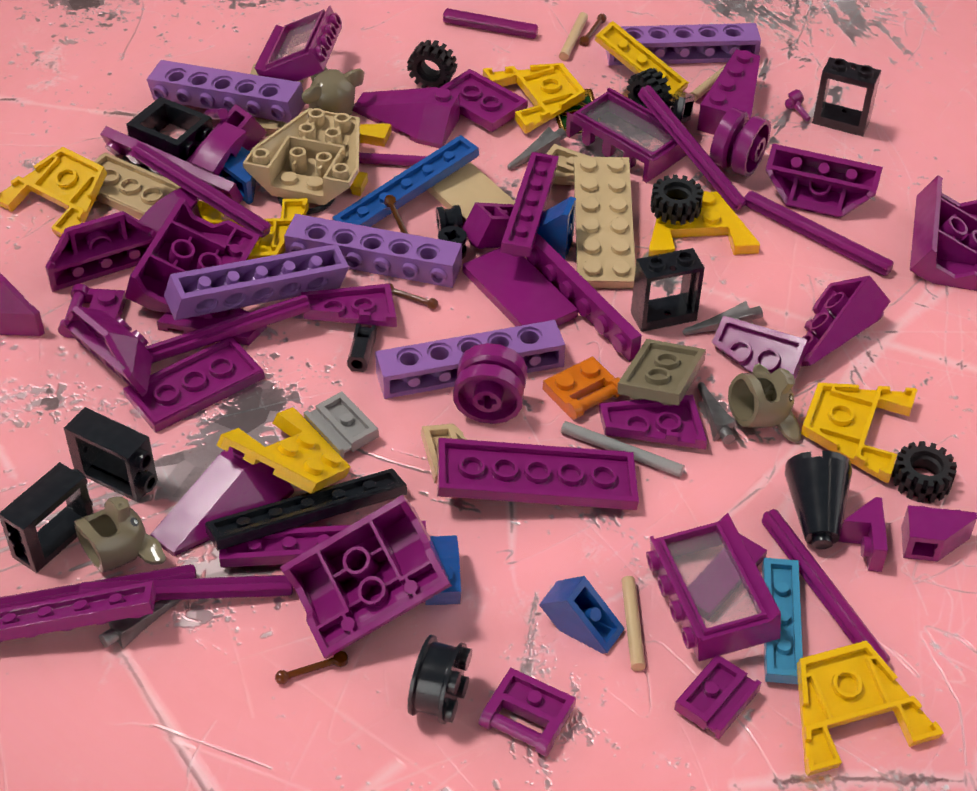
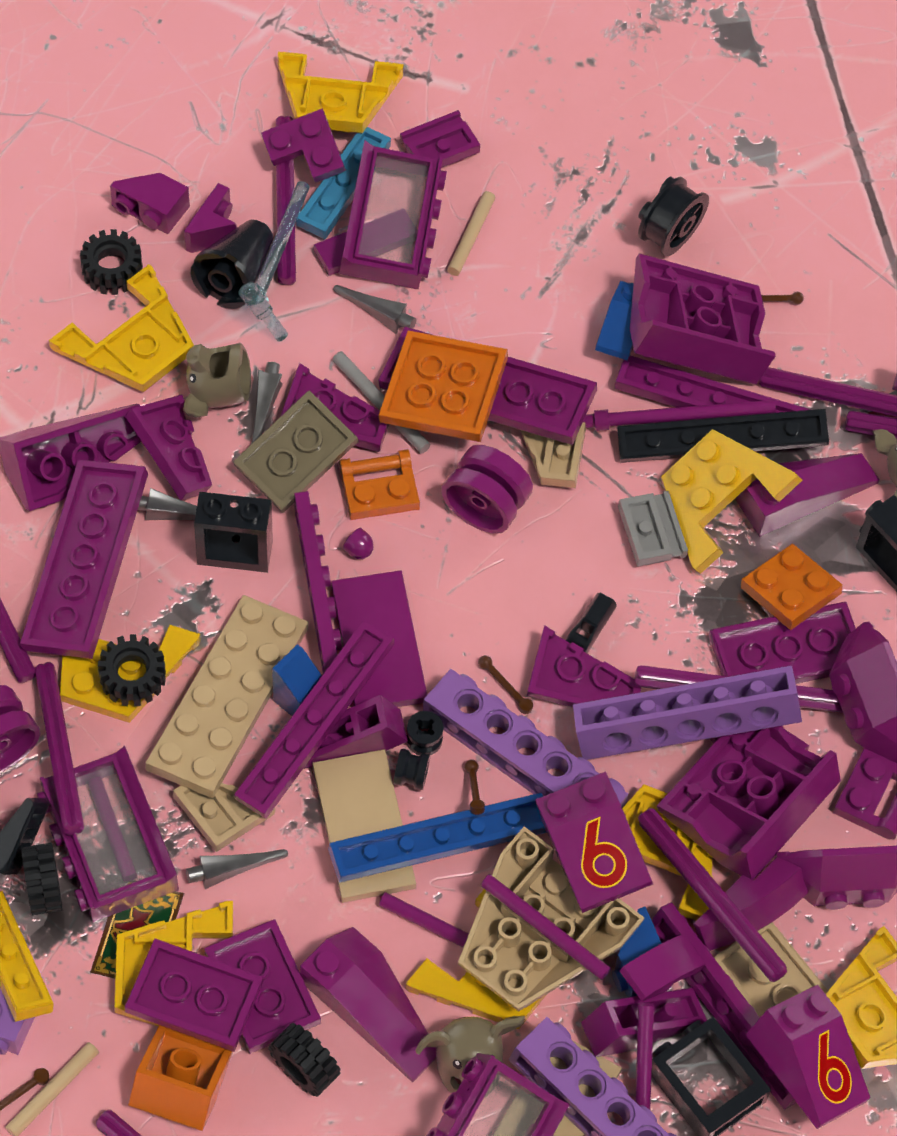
camera: 160 degrees left, 15 degrees up
(106, 138) = (811, 1055): none -> magenta slope
(203, 416) = (791, 586): none -> orange plate
(298, 186) = (593, 842): none -> magenta slope
(309, 138) = (545, 927): none -> magenta bar
(421, 495) = (602, 419): none -> magenta bar
(436, 363) = (470, 541): medium lavender brick -> none
(501, 43) = (179, 1078): none -> orange slope
(517, 69) = (194, 994): none -> magenta plate
(532, 701) = (596, 195): magenta plate -> none
(571, 444) = (443, 386): none -> orange plate
(573, 338) = (359, 544): none -> magenta hinge
(582, 613) = (518, 246): blue slope -> none
(665, 519) = (388, 312): none -> flat silver piece
(764, 256) = (84, 559): none -> magenta plate
(773, 455) = (255, 293): none -> clear light blue bar
(836, 624) = (306, 136): none -> magenta plate

